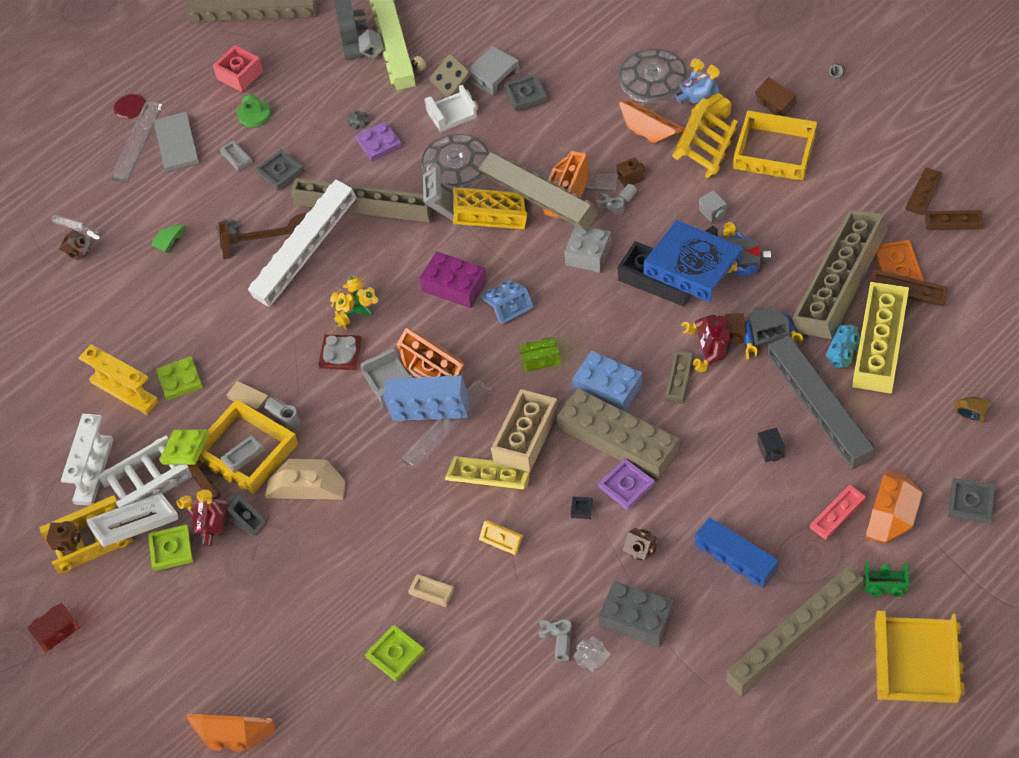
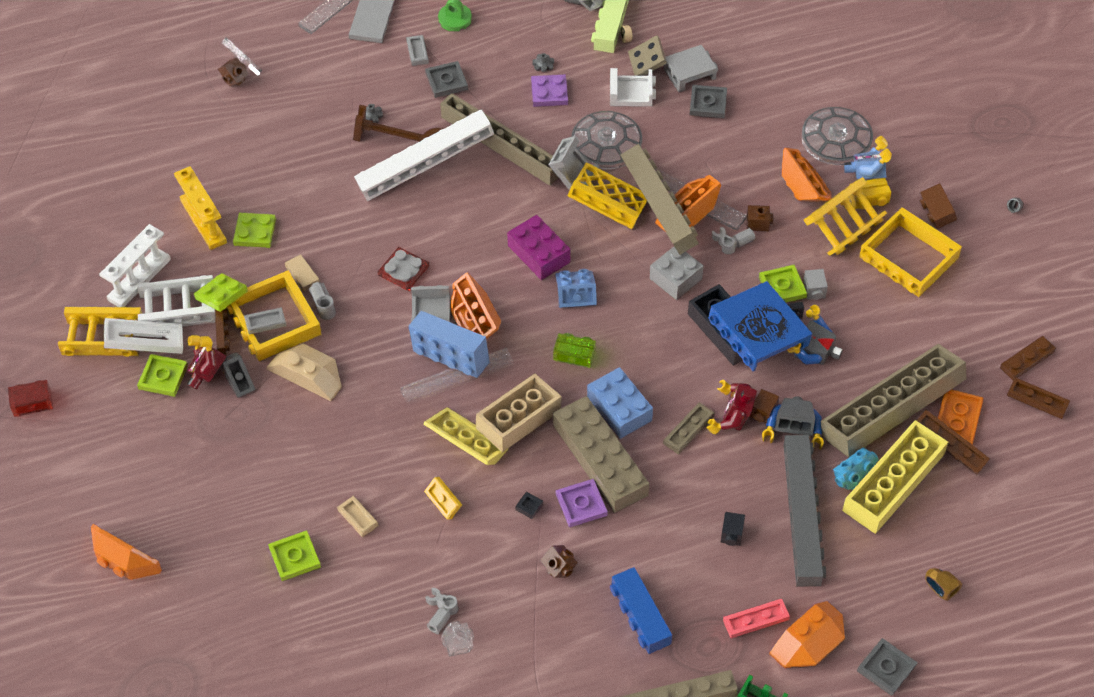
camera: 20 degrees right, 0 degrees up
(63, 536) = (78, 323): reddish brown brick -> none
(167, 236) = (315, 98): bright green slope -> none
(346, 302) = (427, 226): yellow plant -> none
(636, 613) = (519, 622): dark grey brick -> none
(687, 213) = (785, 282): none -> lime plate

